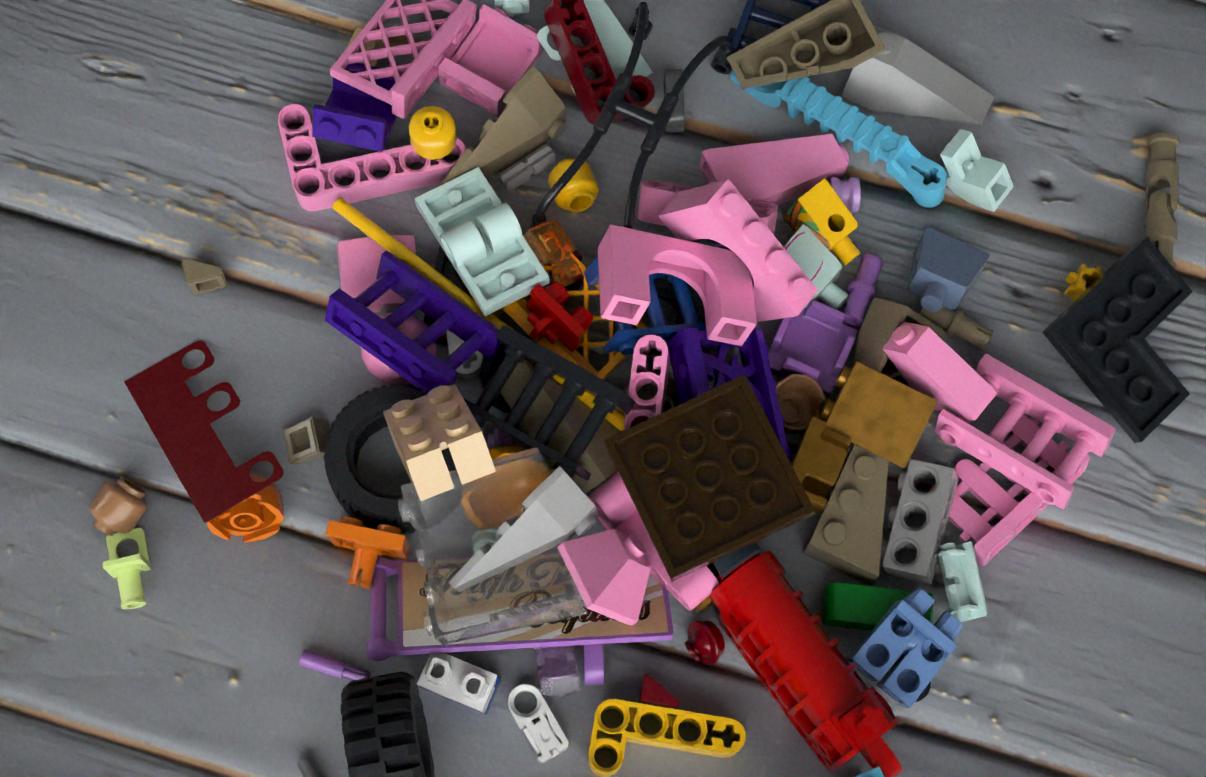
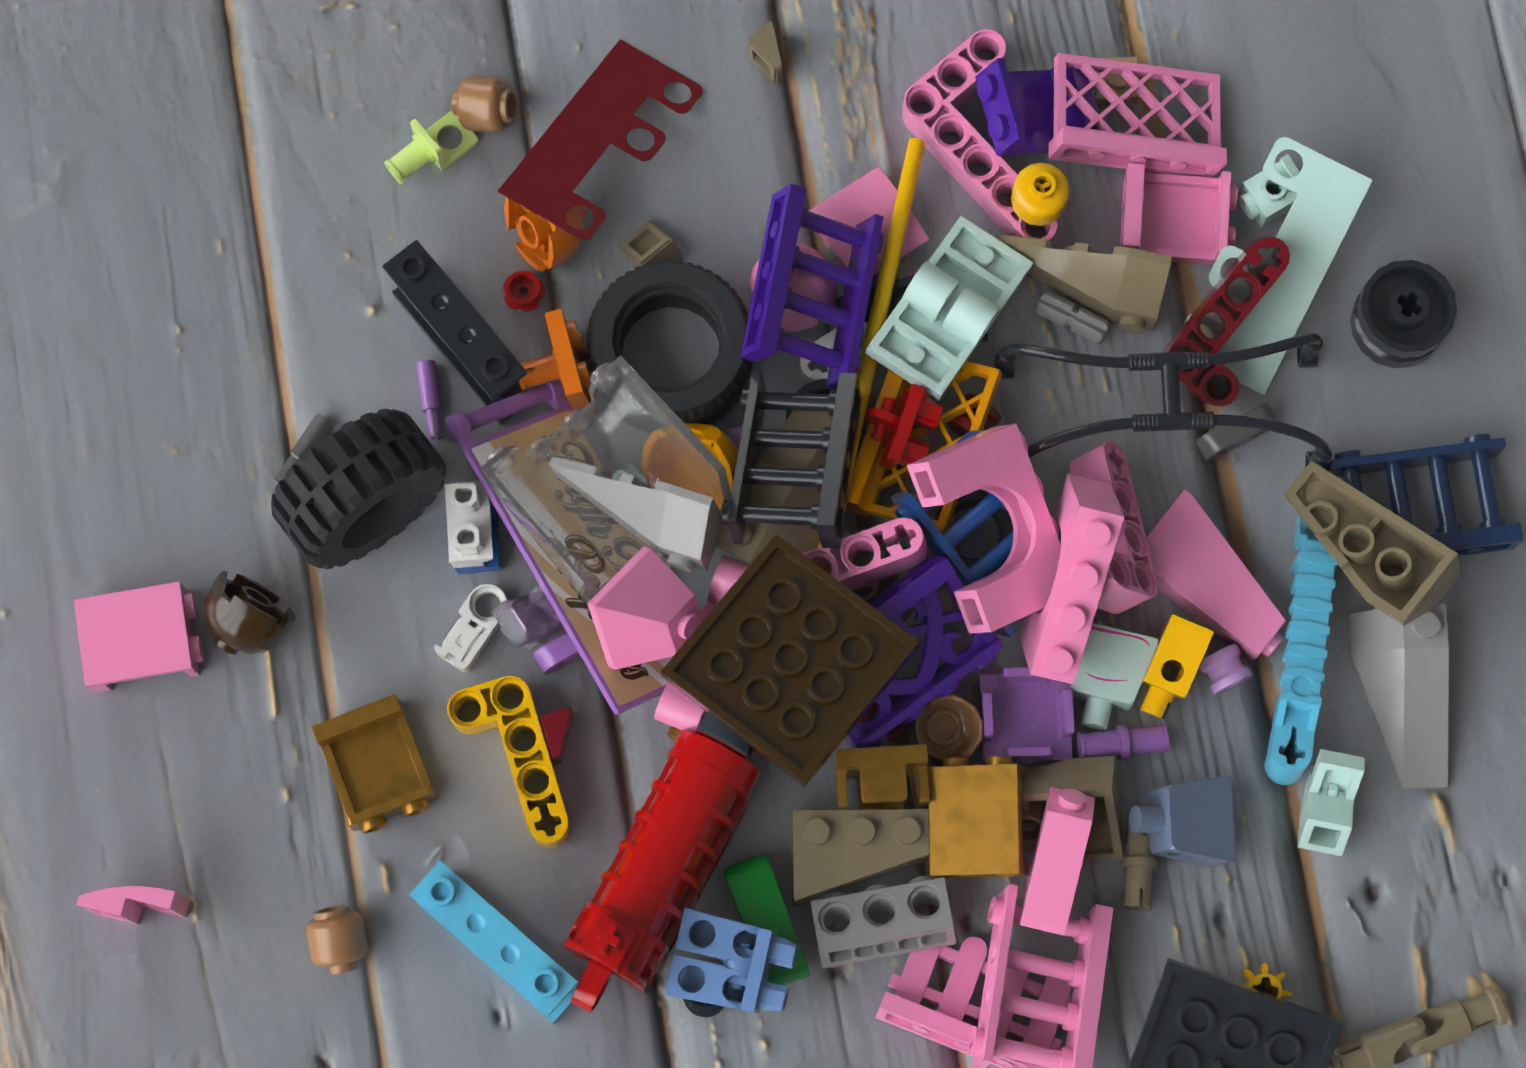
camera: 70 degrees right, 5 degrees up
(282, 543) = (520, 280): none -> red plate
(295, 613) = (454, 326): none -> black fence
(426, 428) = (701, 361): tan piece -> none
(554, 246) = (978, 382): clear orange plate -> none
(579, 191) = (1073, 382): yellow head -> none
(705, 642) = (639, 756): dark red hat -> none
(962, 581) = (834, 1005): light aqua hinge -> none

